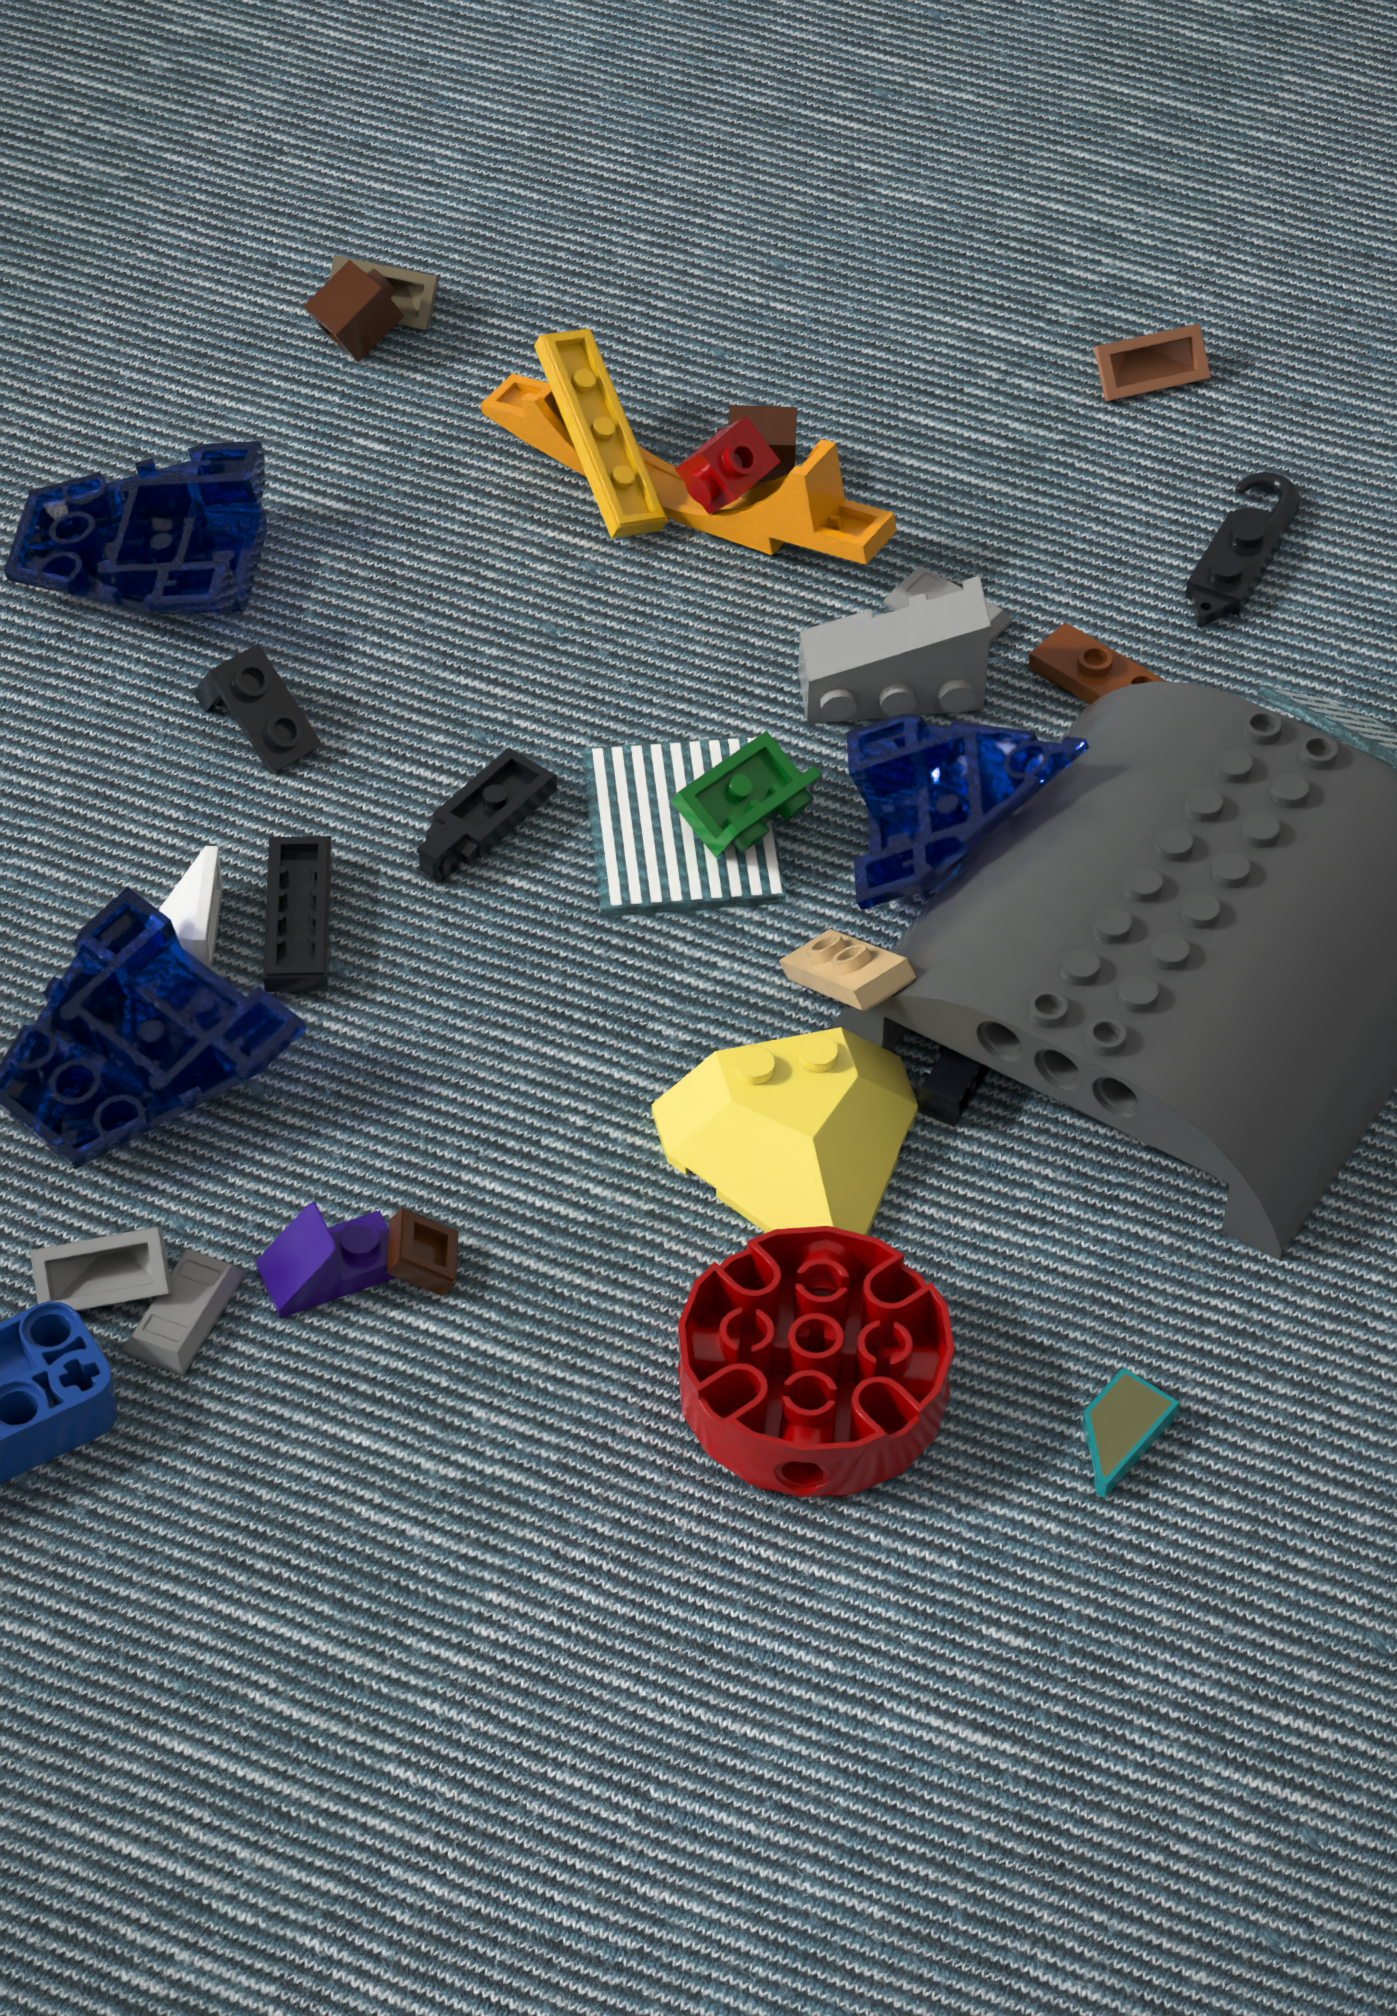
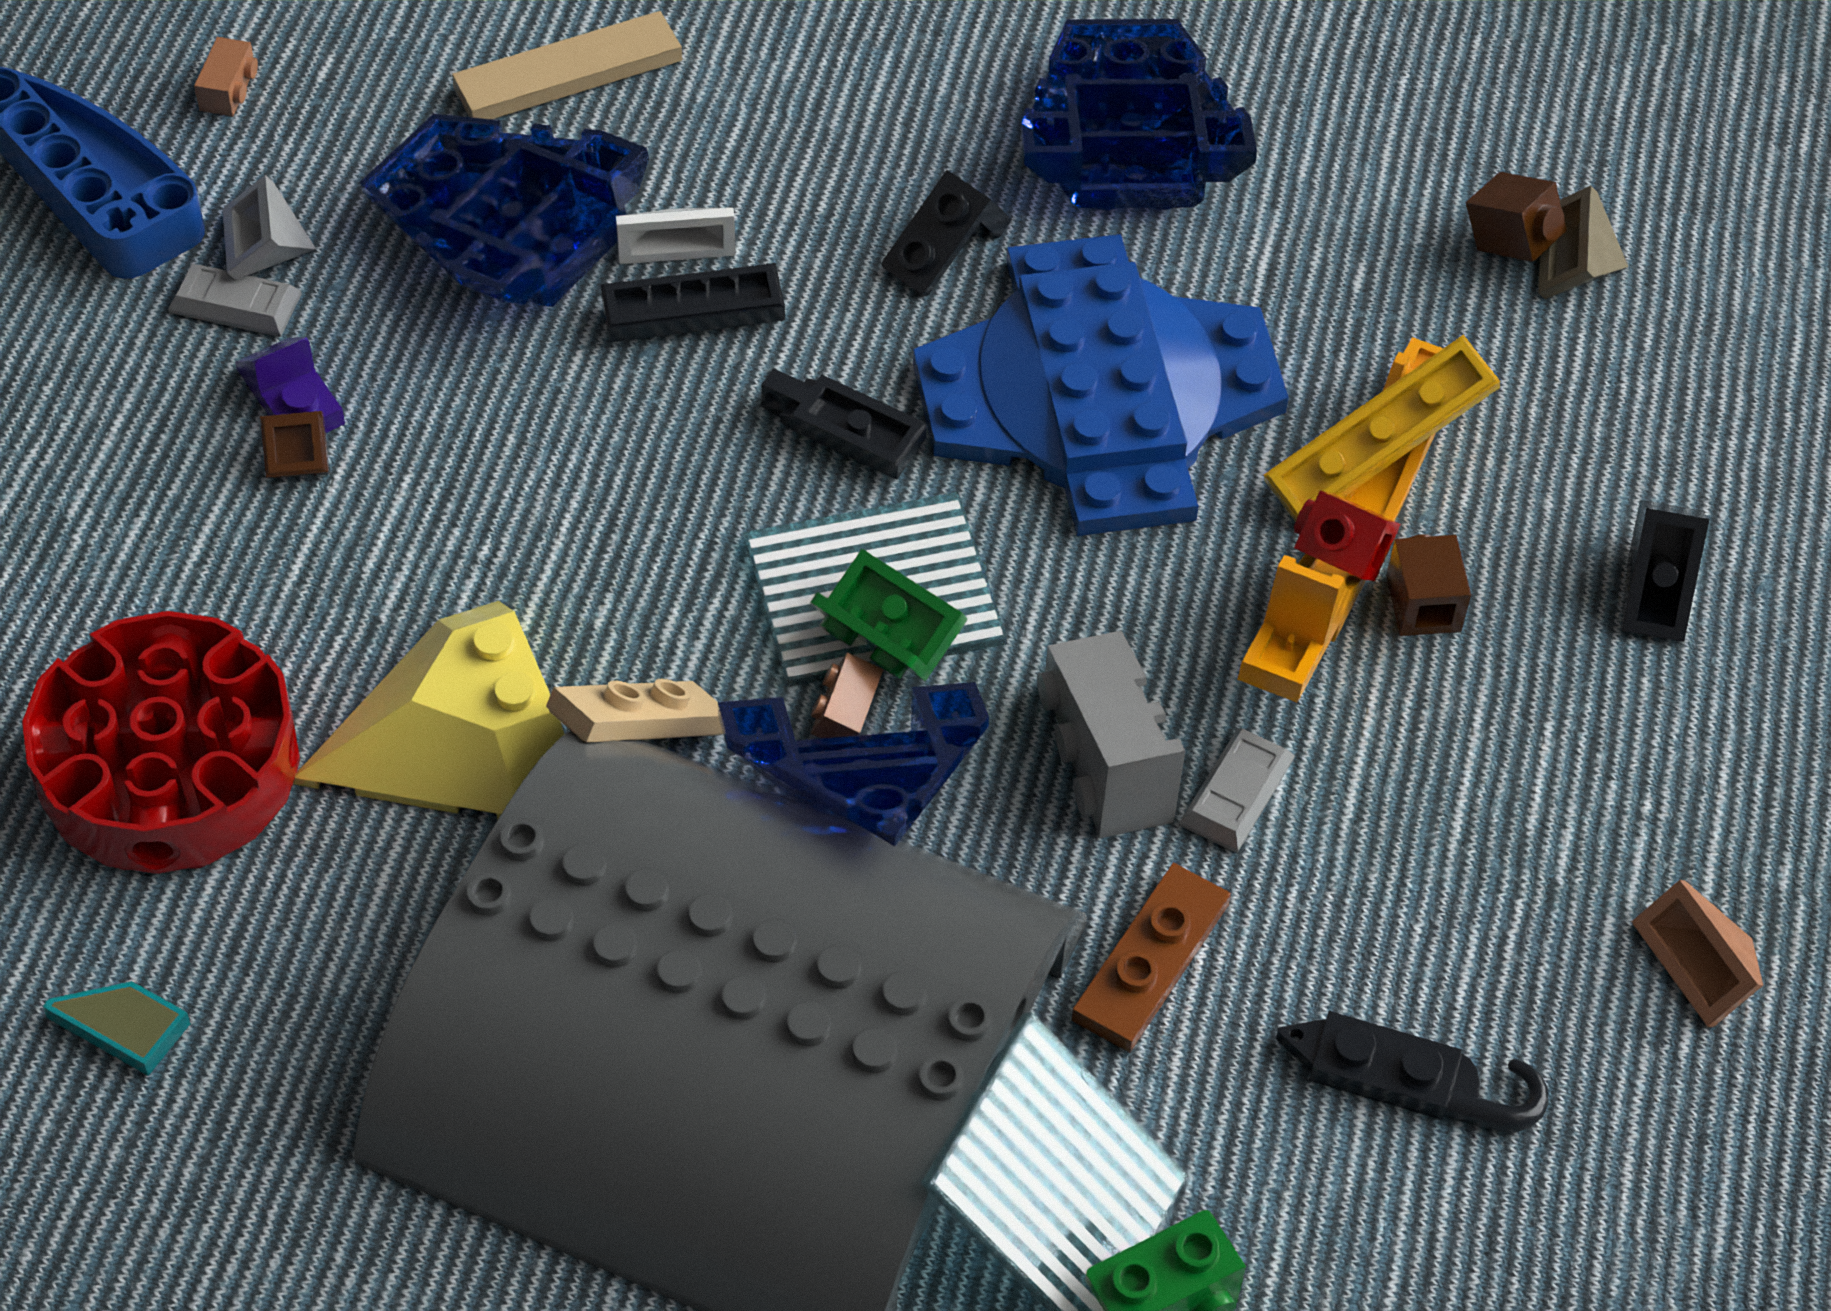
camera: 80 degrees right, 5 degrees up
(464, 632) = (1099, 383): none -> blue plate
(766, 301) = (1663, 569): none -> black slope
(823, 846) = (847, 698): none -> nougat piece

